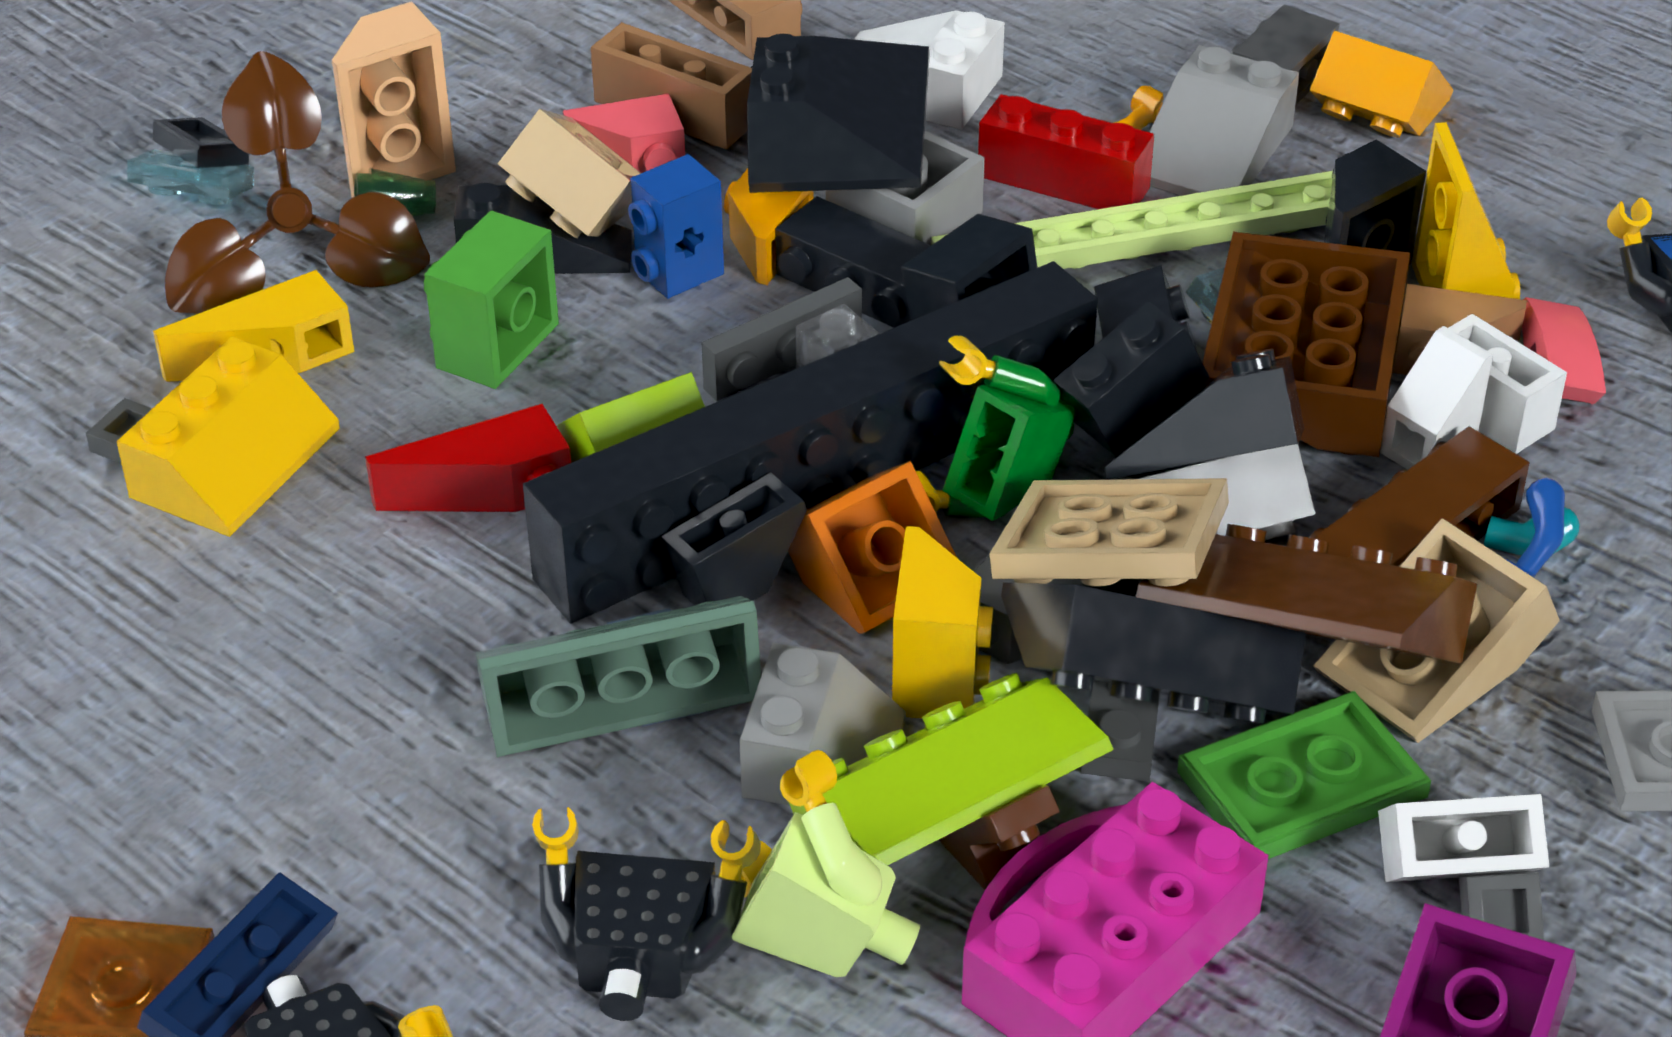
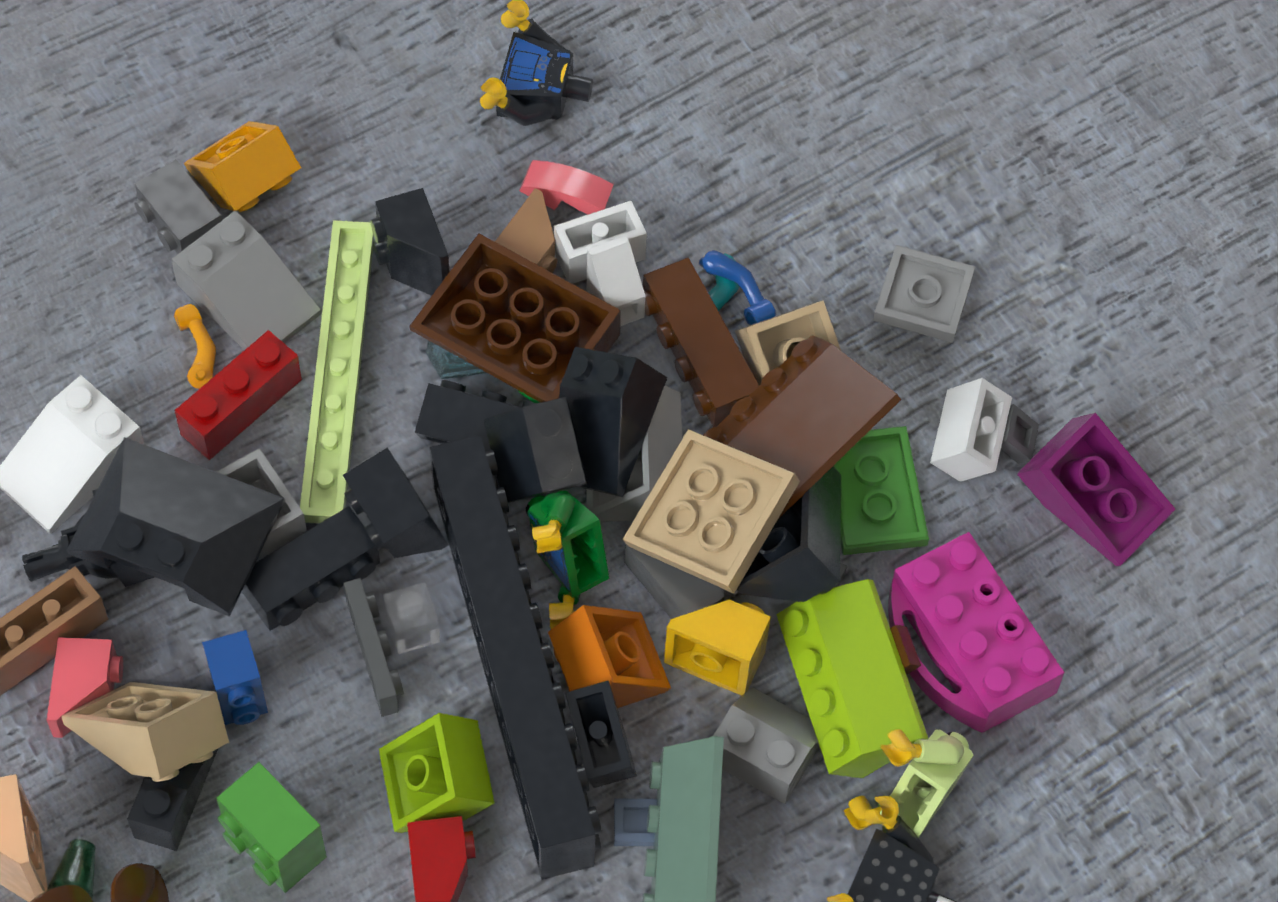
camera: 75 degrees left, 20 degrees up
(754, 223) = (206, 624): light orange slope -> none
(1453, 235) = (468, 200): yellow slope -> none

